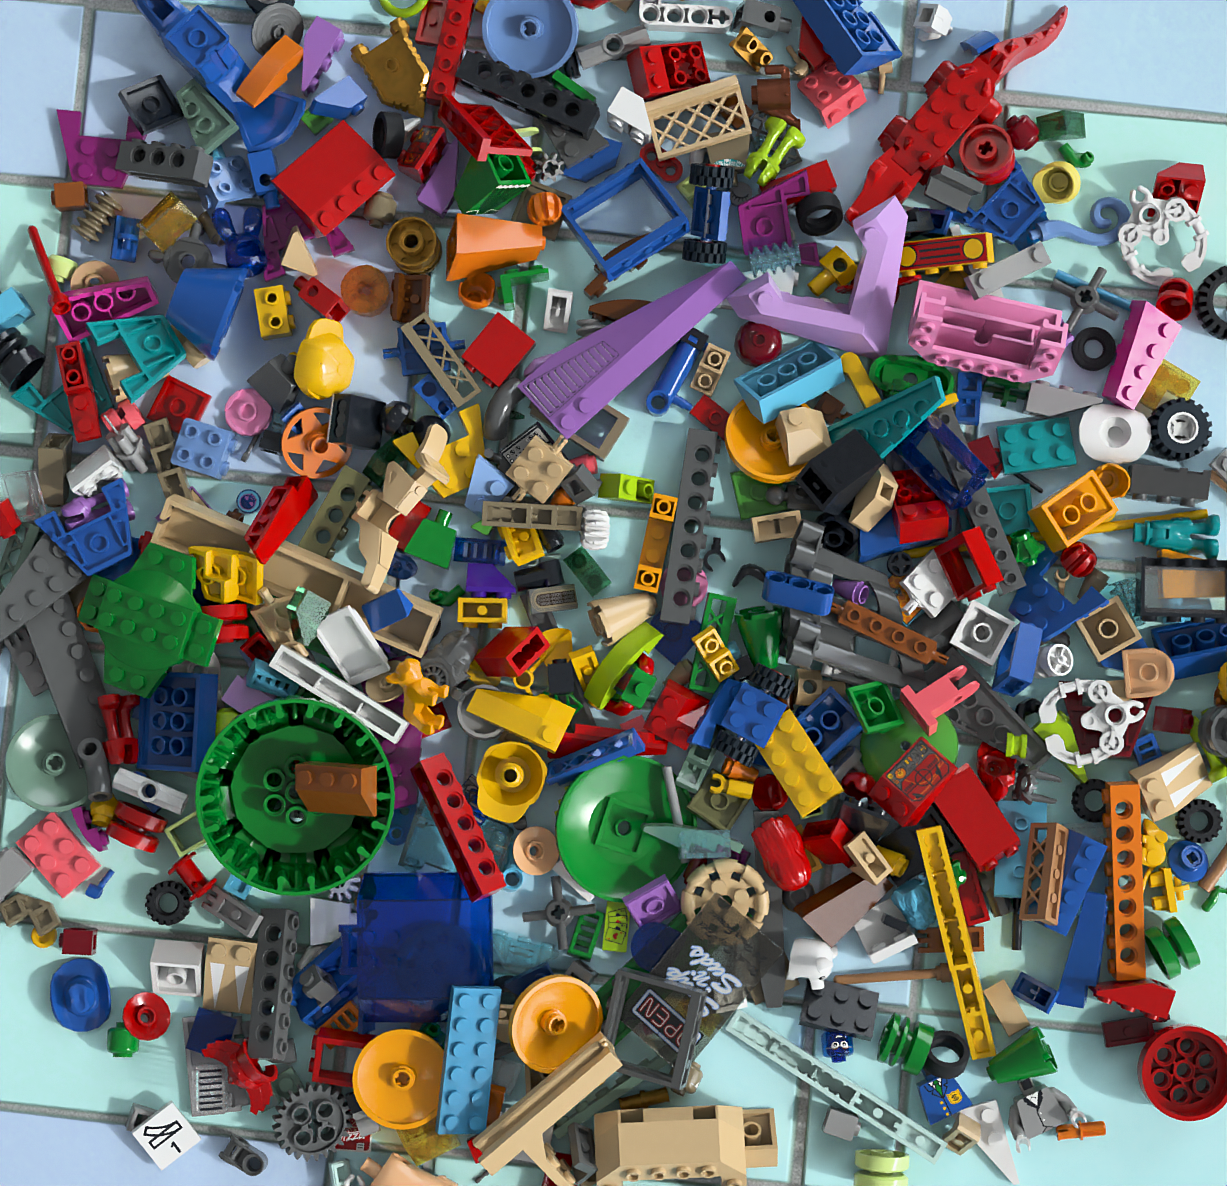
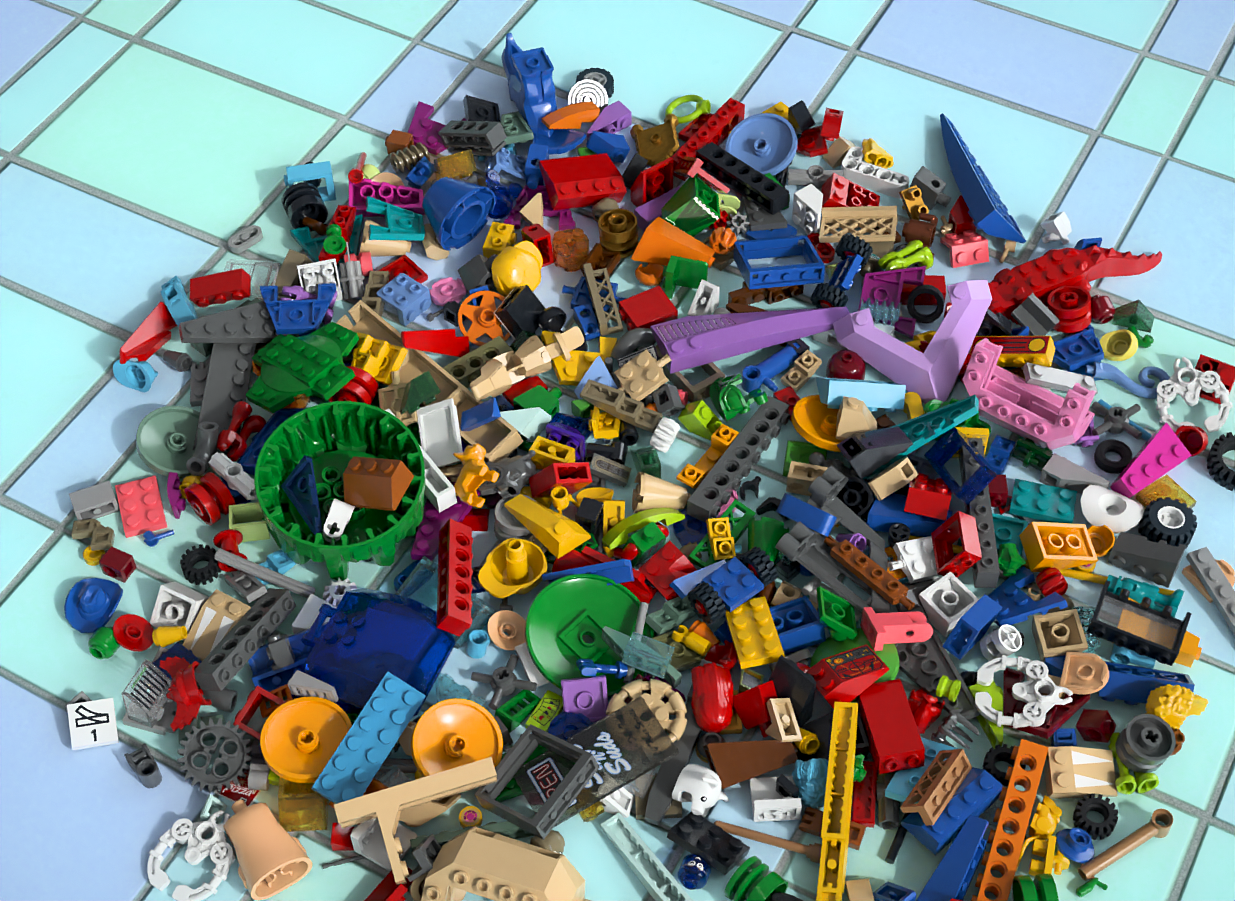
camera: 25 degrees right, 35 degrees down
(45, 376) = (317, 226): none -> reddish brown arm
(89, 421) = (334, 242): none -> green piece
(184, 1003) = (168, 635): none -> yellow cone
(228, 894) = (264, 573): none -> light grey axle
(255, 816) = (302, 492): none -> dark blue wing
(311, 833) = (338, 518): none -> white piece
(376, 1025) = (308, 686): none -> light grey slope
(435, 588) = (527, 421): none -> light aqua slope
(645, 874) = (588, 668): none -> blue hinge
(652, 452) = (729, 399): none -> green piece

